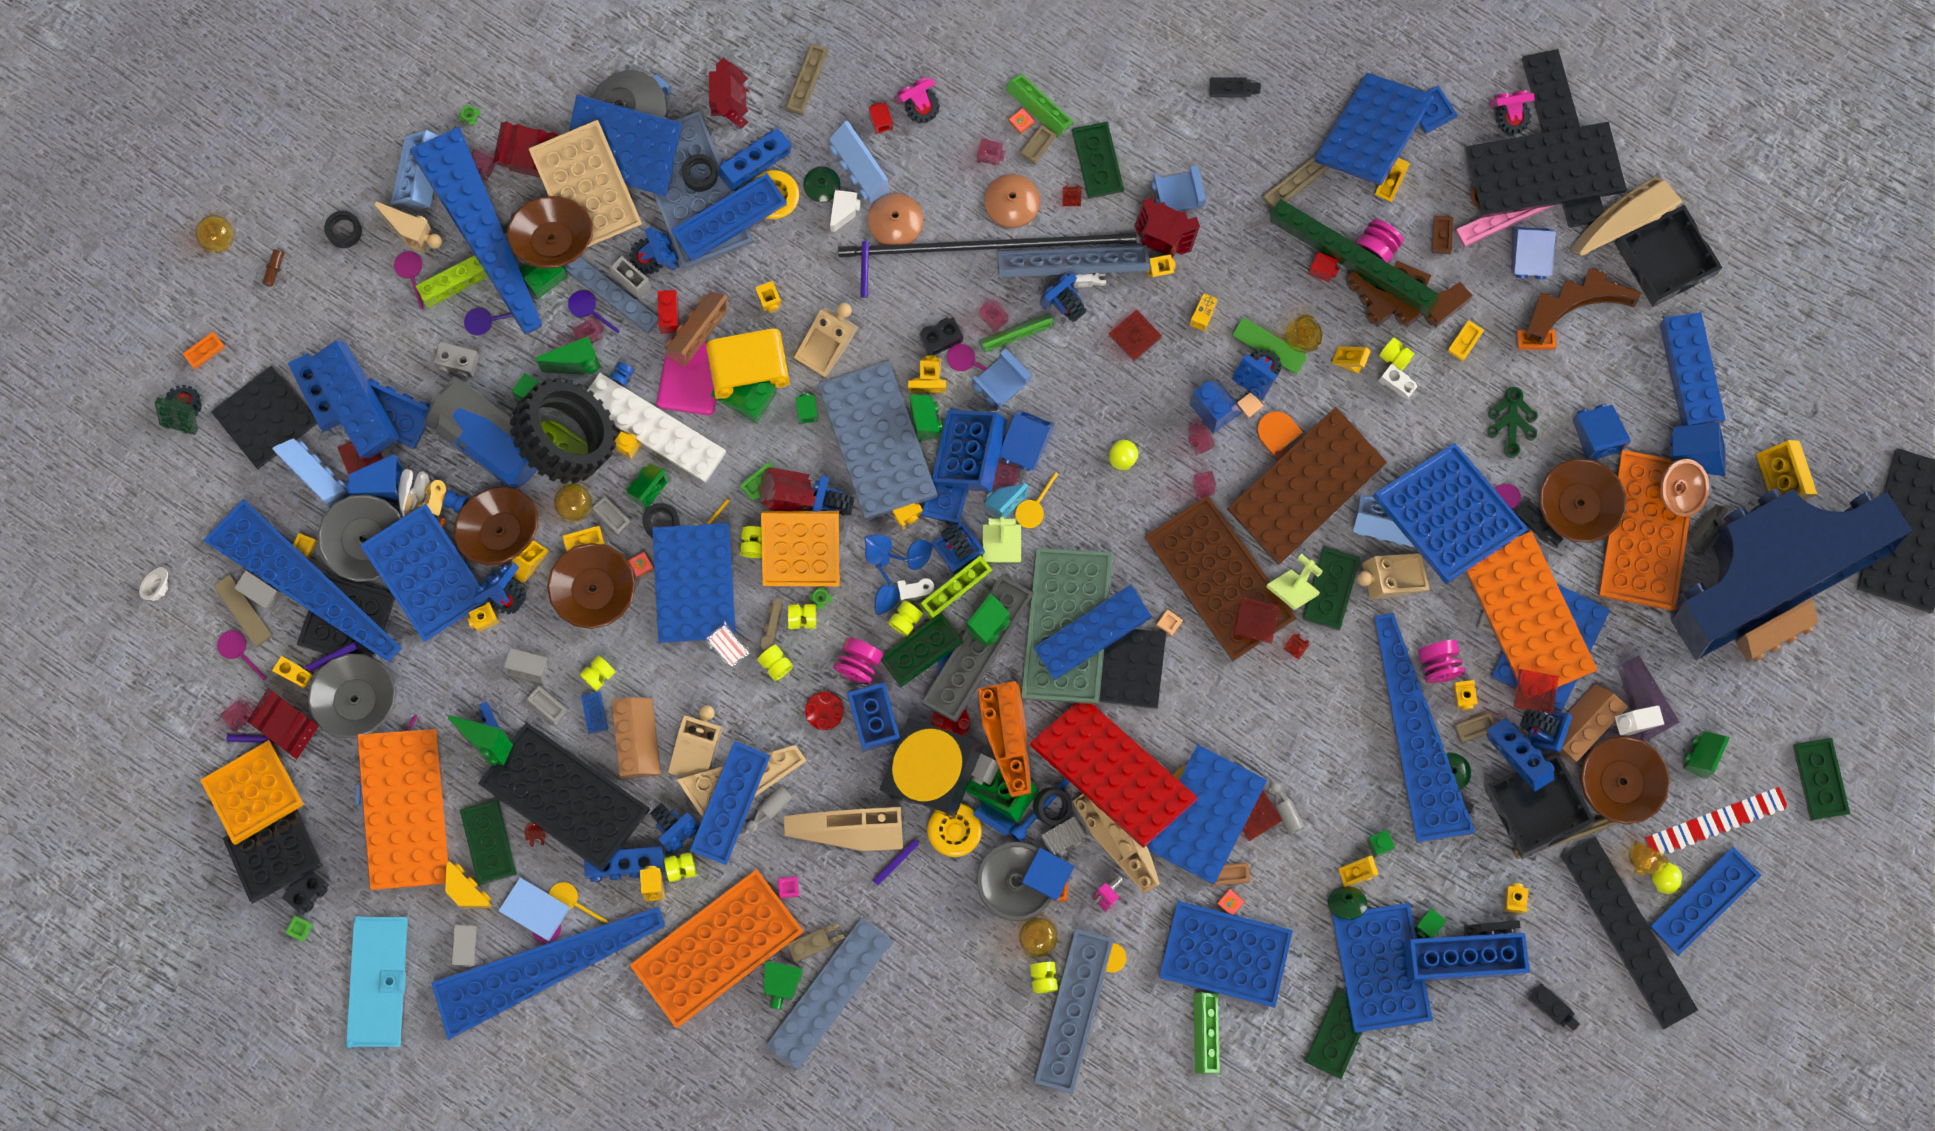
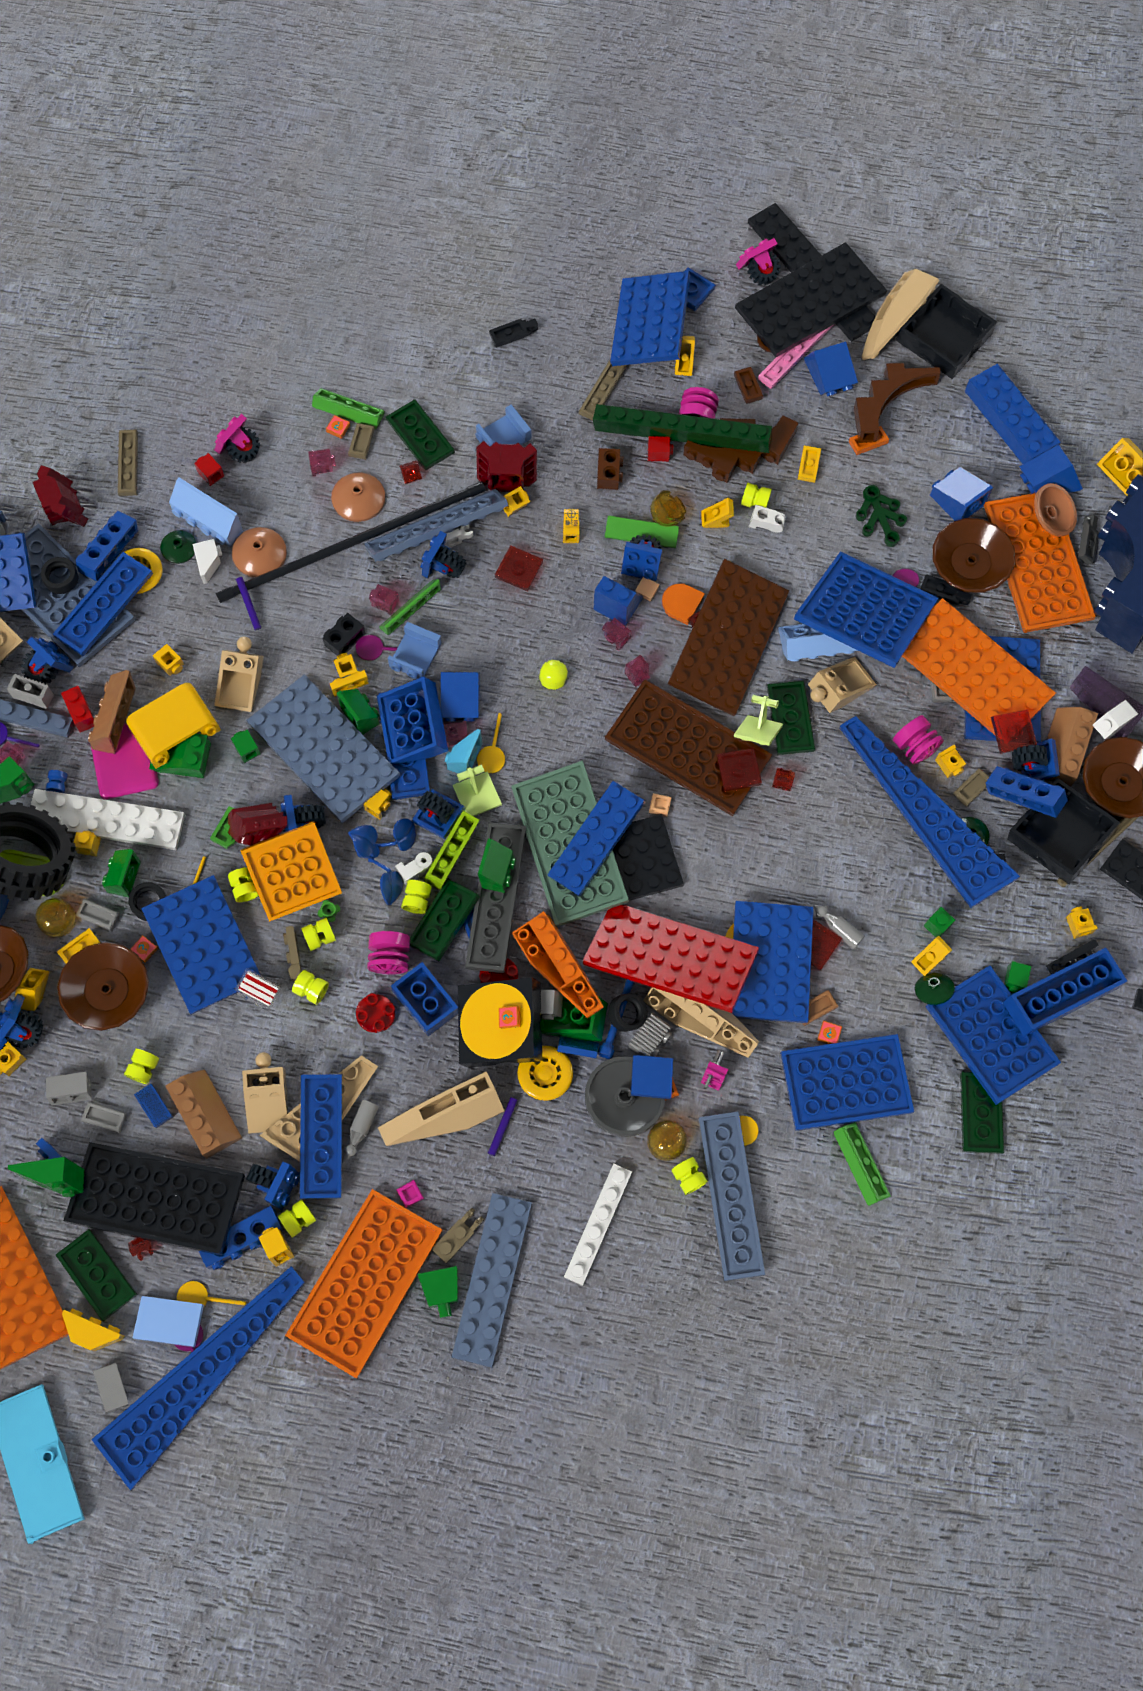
camera: 25 degrees left, 5 degrees down
(940, 767) = (509, 1017): none -> tile
(944, 985) = (597, 1224): none -> white plate
(1262, 267) = (609, 469): none -> reddish brown brick

